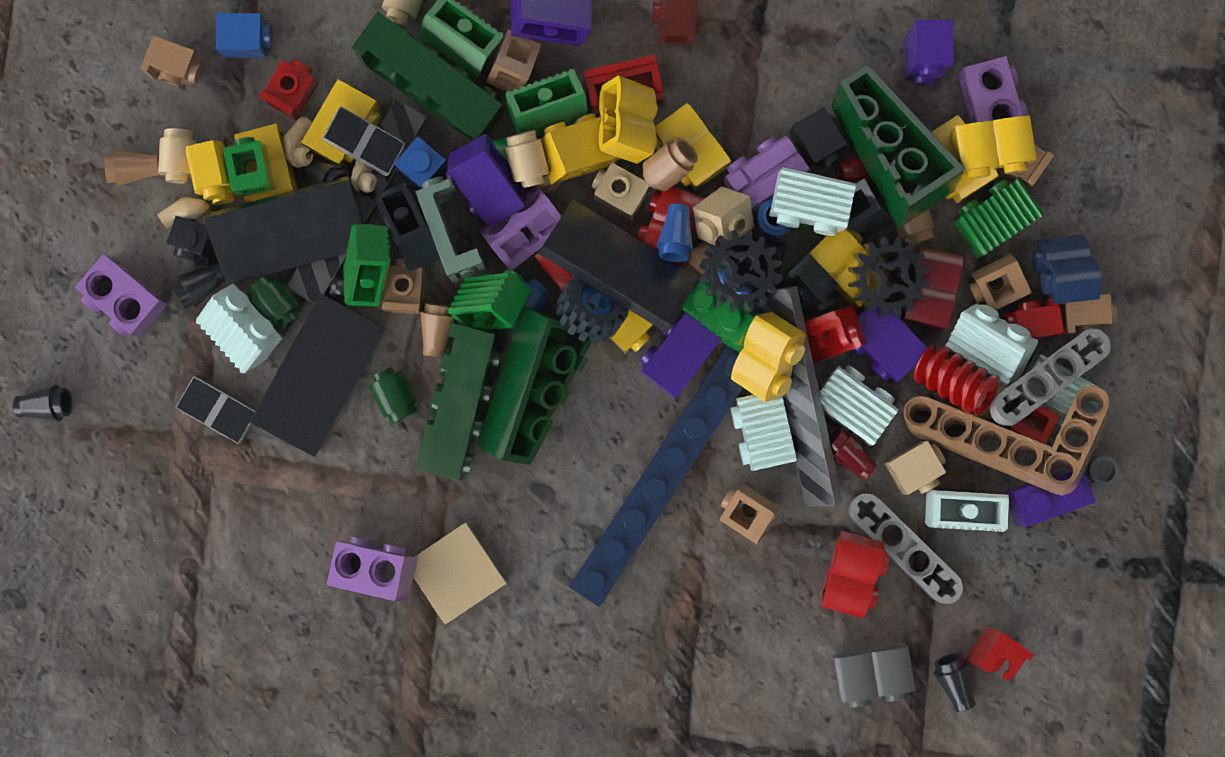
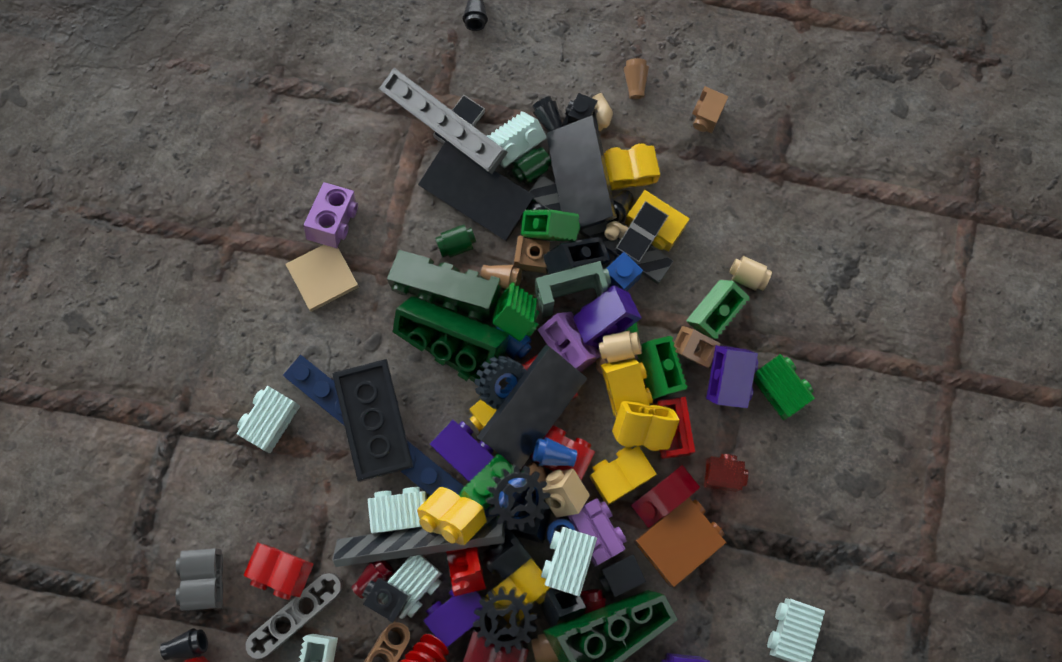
camera: 90 degrees right, 10 degrees down
(124, 291) = (550, 68): medium lavender brick -> none
(173, 157) = (642, 109): tan brick -> none
(210, 172) = (627, 128): yellow brick -> none
(221, 430) = (443, 121): none -> tile
(238, 156) = (625, 142): green brick -> none
(243, 35) = (726, 158): blue brick -> none
(290, 101) = (679, 193): red brick -> none
(294, 150) = (638, 186): tan arm -> none
(427, 79) = (686, 283): dark green wedge -> none
(620, 190) = (592, 418): tan brick -> none
(650, 477) = (372, 420): none -> black tile
(660, 617) = (267, 419): none -> light aqua brick
(669, 164) = (608, 453): medium nougat brick -> none
(713, 88) = (665, 496): none -> dark red brick
(751, 526) = (336, 493): medium nougat brick -> none
(767, 68) = (680, 541): none -> dark orange brick
(874, 413) = (395, 604): none -> black brick
(917, 468) = (355, 630): tan brick -> none

